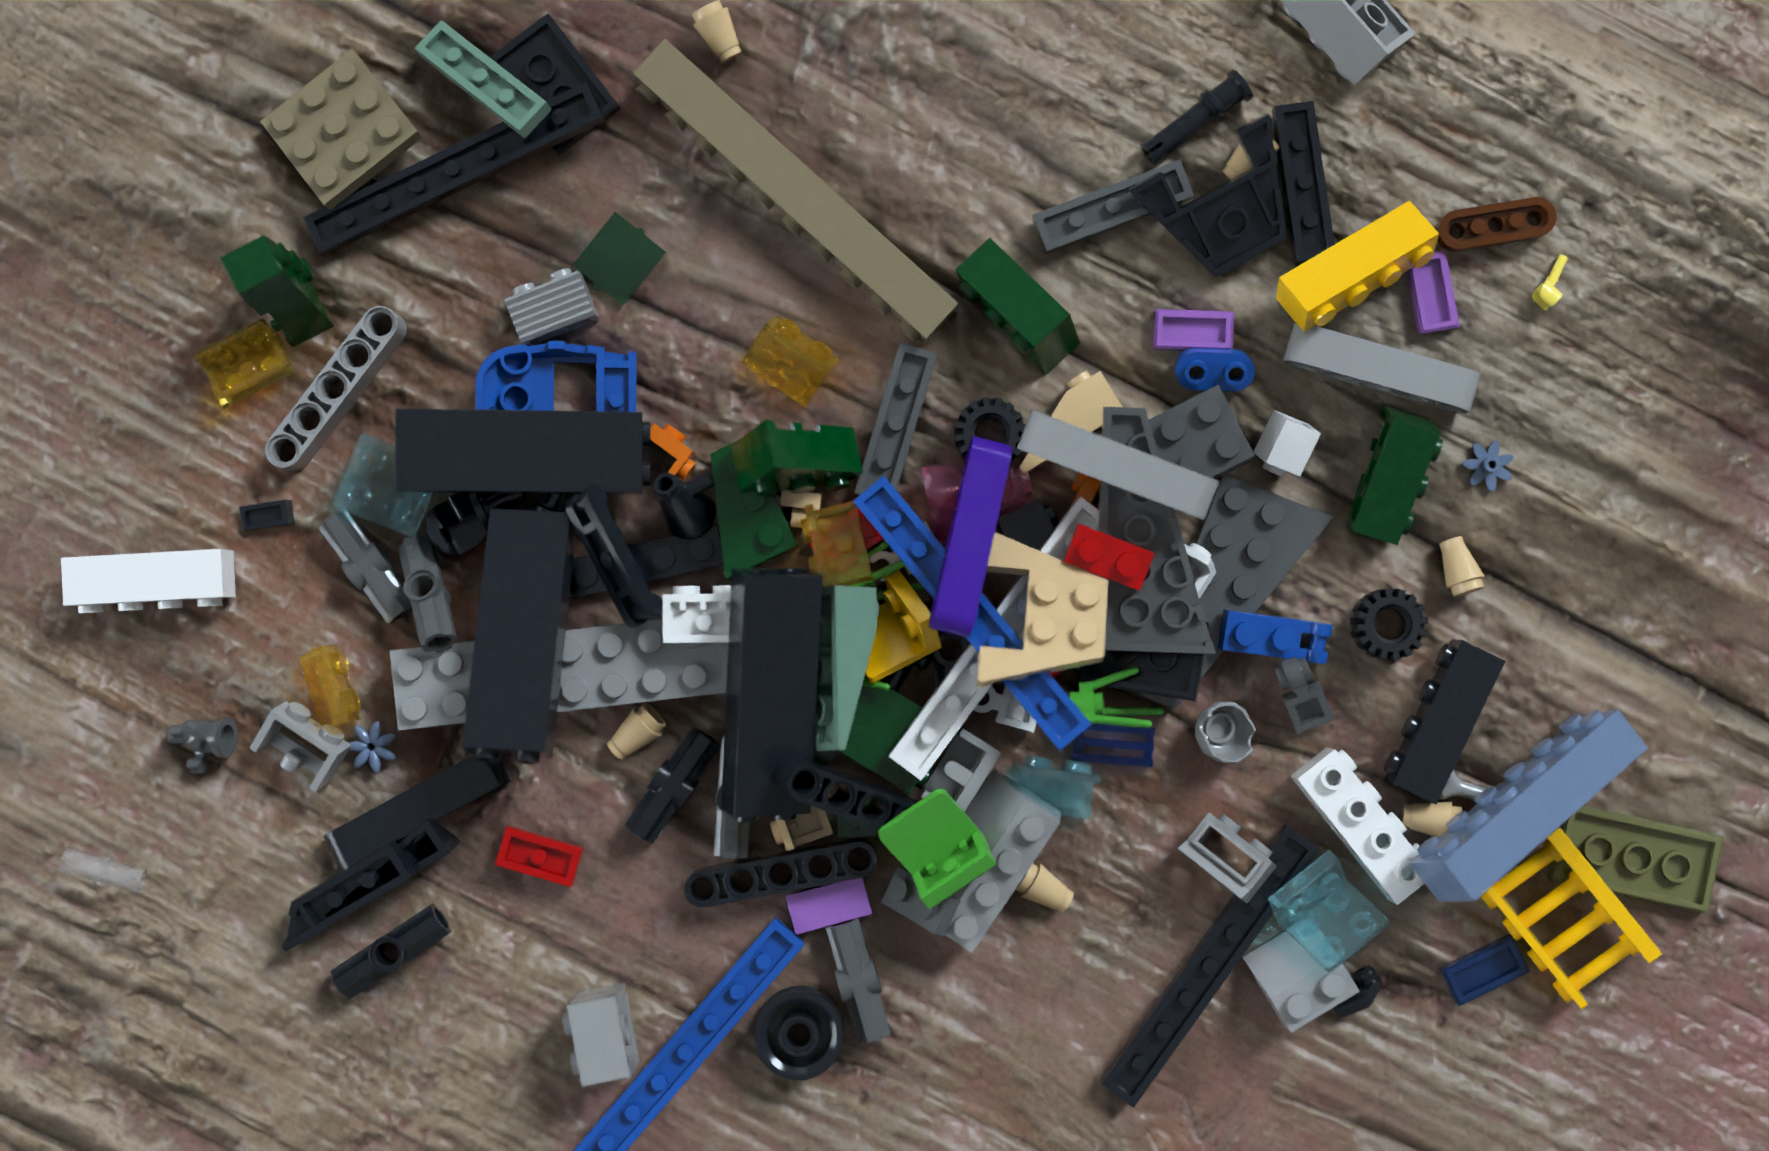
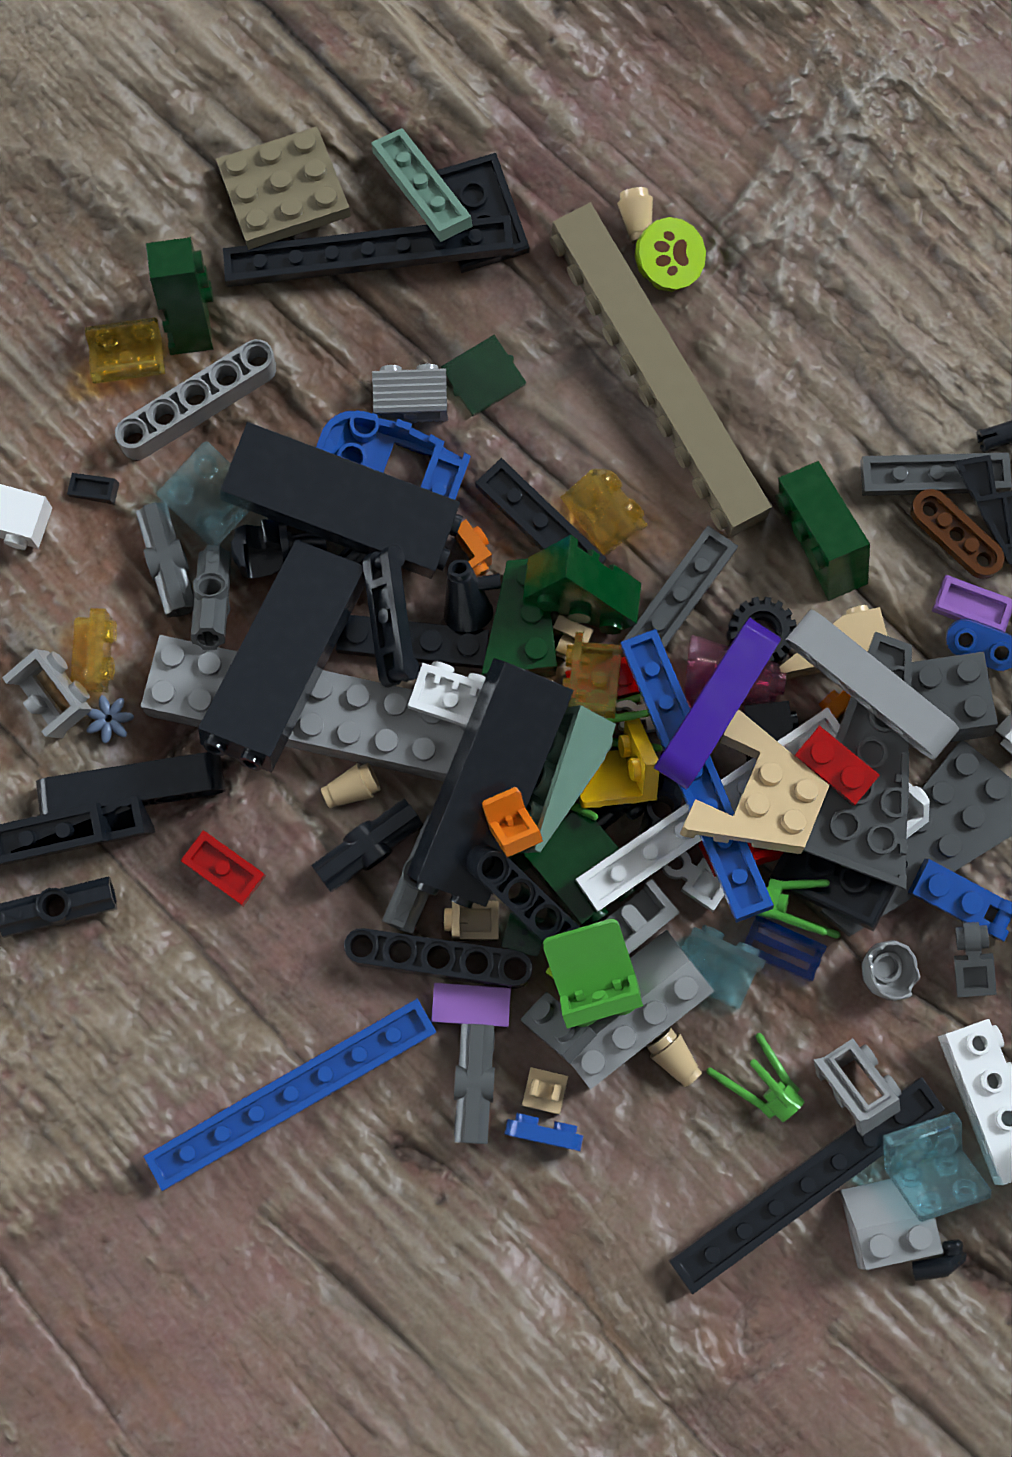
camera: 15 degrees right, 10 degrees down
(601, 1035) = (221, 1046): light grey brick -> none
(723, 391) = (528, 508): none -> black plate
(766, 63) = (670, 254): none -> lime tile
(793, 1058) = (378, 1104): black wheel -> none
(806, 731) = (511, 822): none -> orange bracket
(924, 1006) = (527, 1128): none -> blue plate
(928, 961) = (545, 1091): none -> tan tile
(1158, 891) = (781, 1096): none -> bright green plant
(1171, 262) = (950, 518): none -> reddish brown plate

